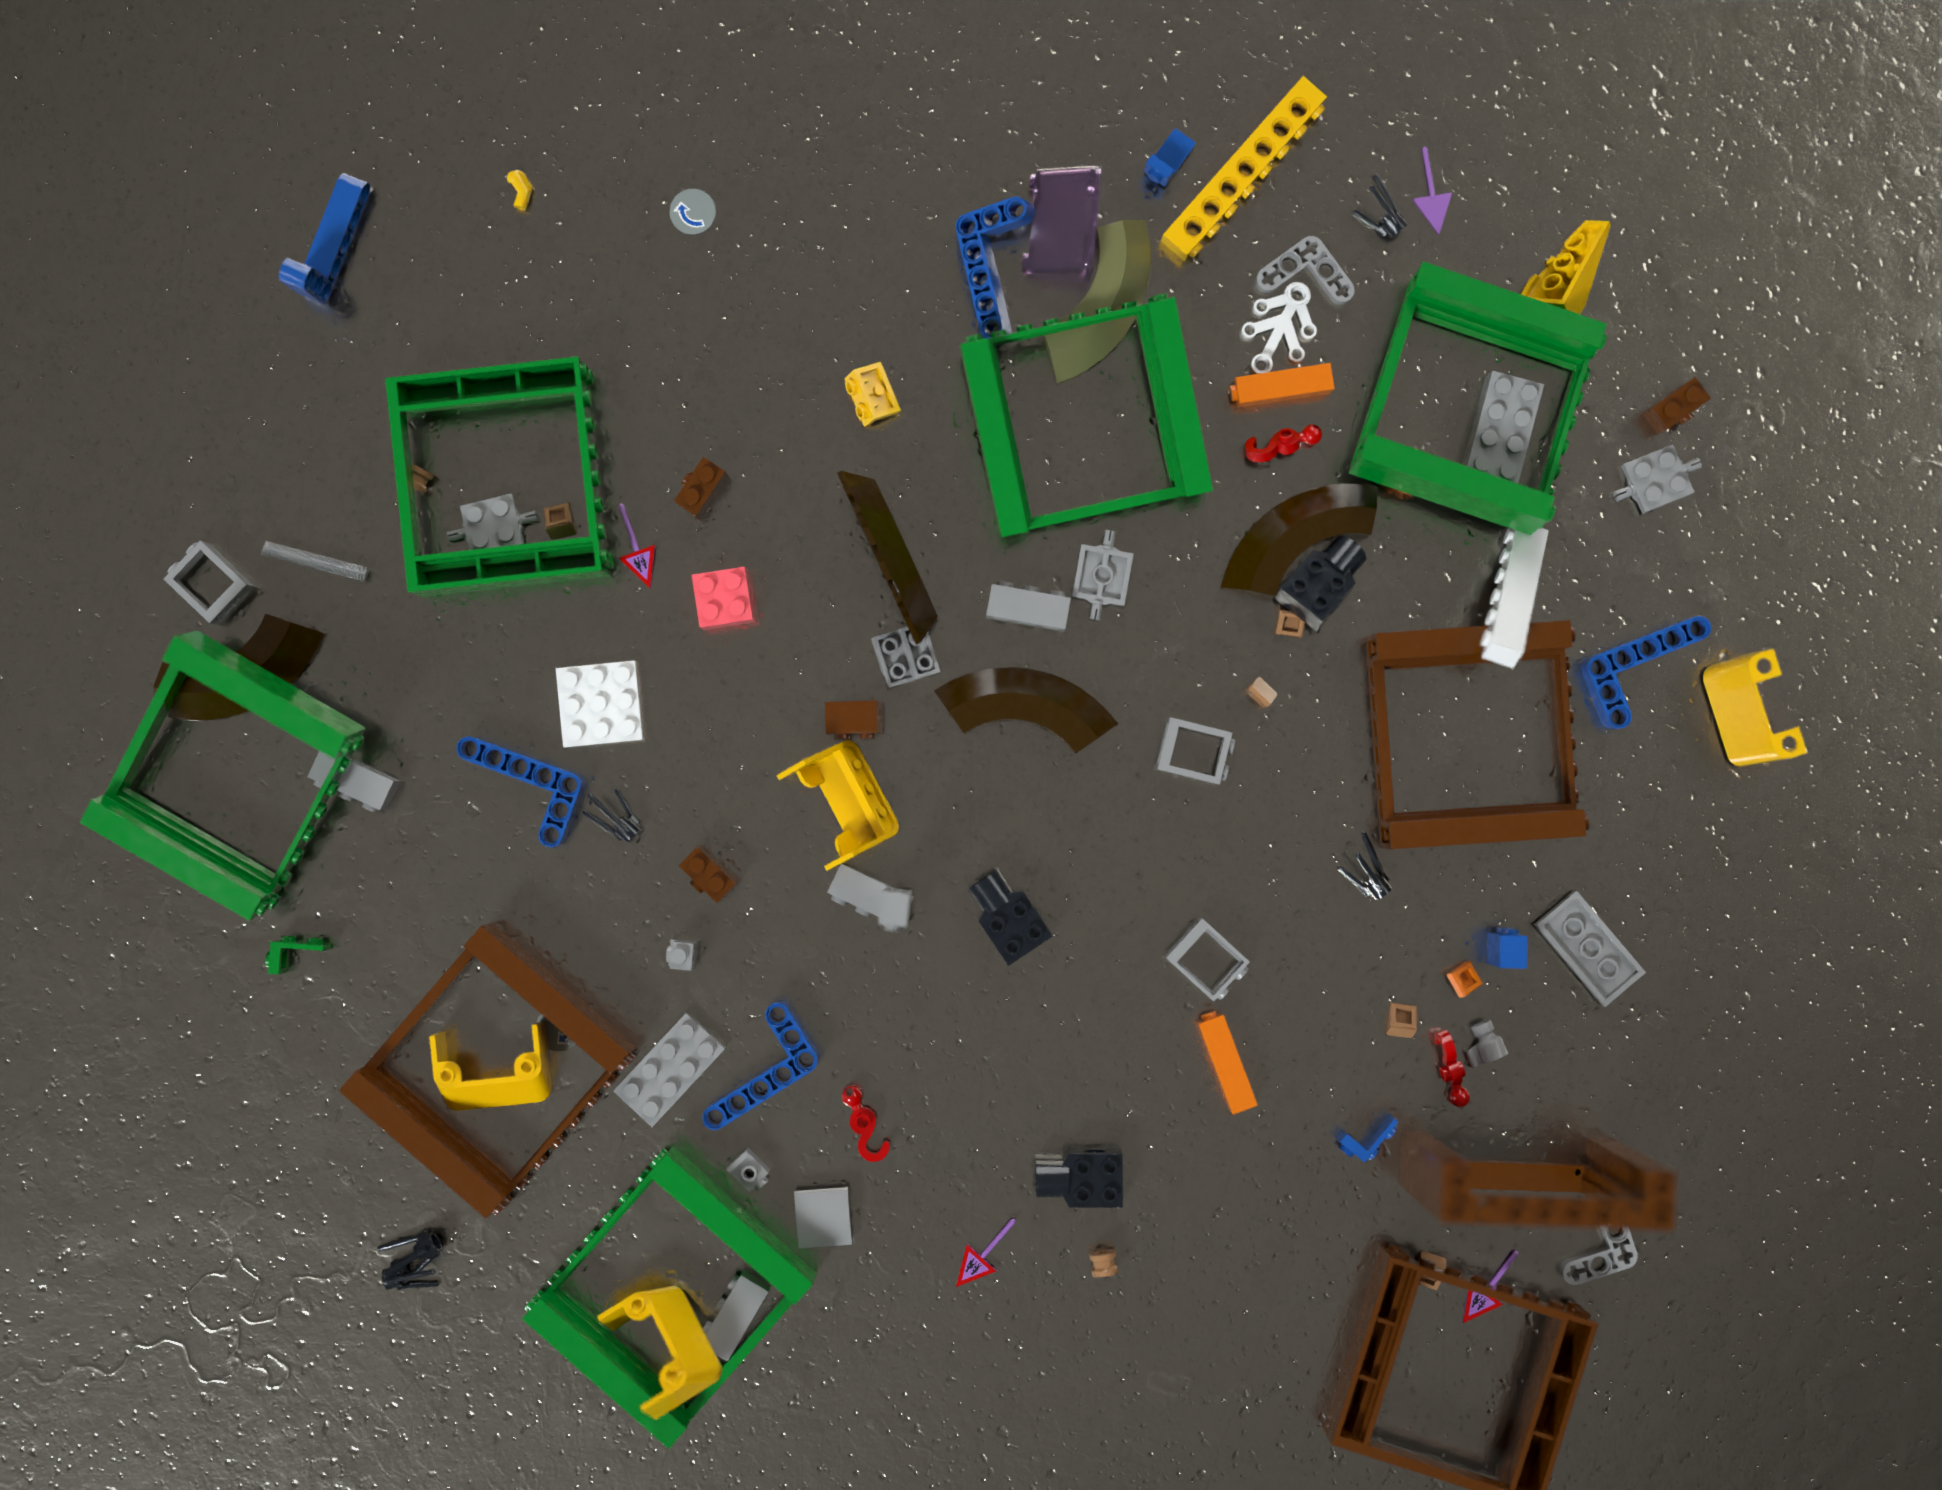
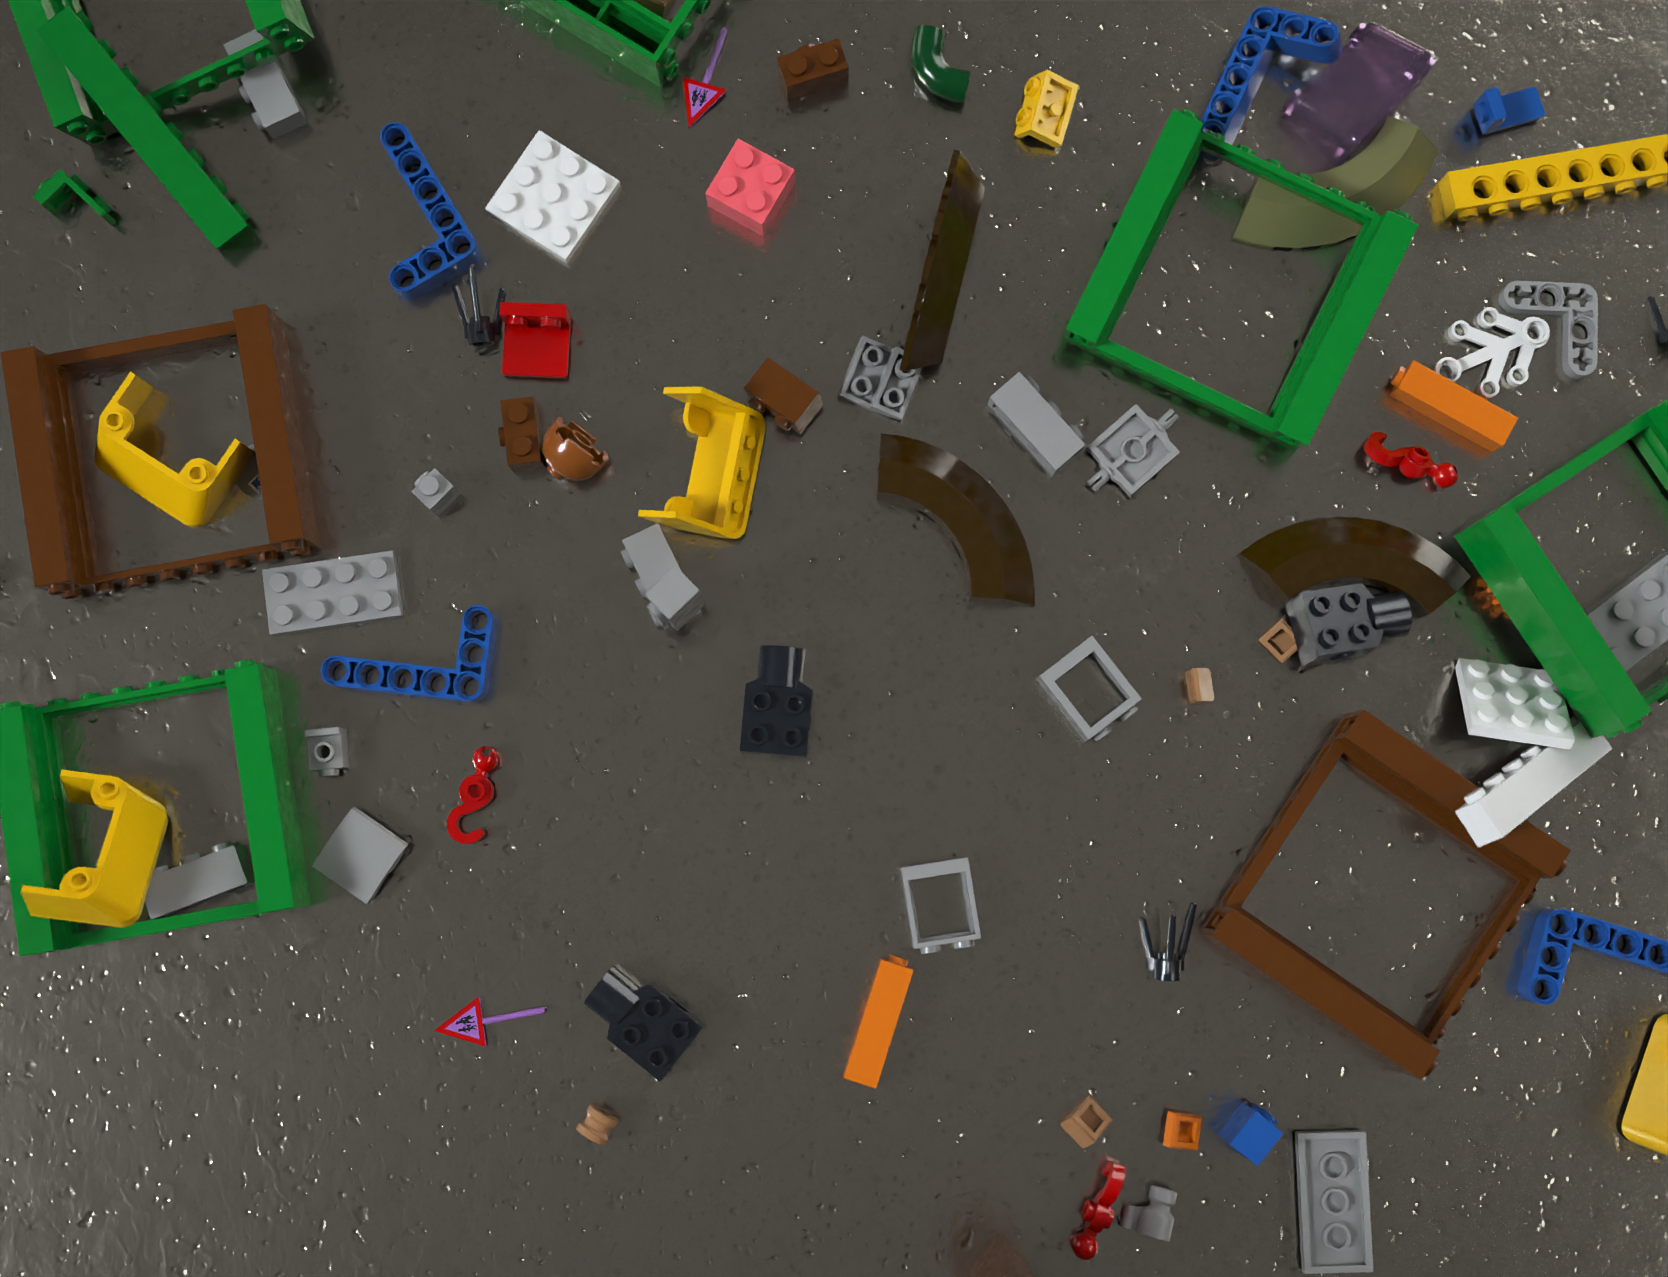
camera: 35 degrees right, 5 degrees down
(306, 874) = (143, 128): none -> green brick
(667, 808) = (535, 339): none -> red bracket
(749, 861) = (571, 452): none -> dark orange cylinder
(779, 426) = (931, 68): none -> dark green cylinder
(1371, 1147) = (952, 1227): blue bracket -> none
(1465, 552) = (1513, 704): none -> white plate

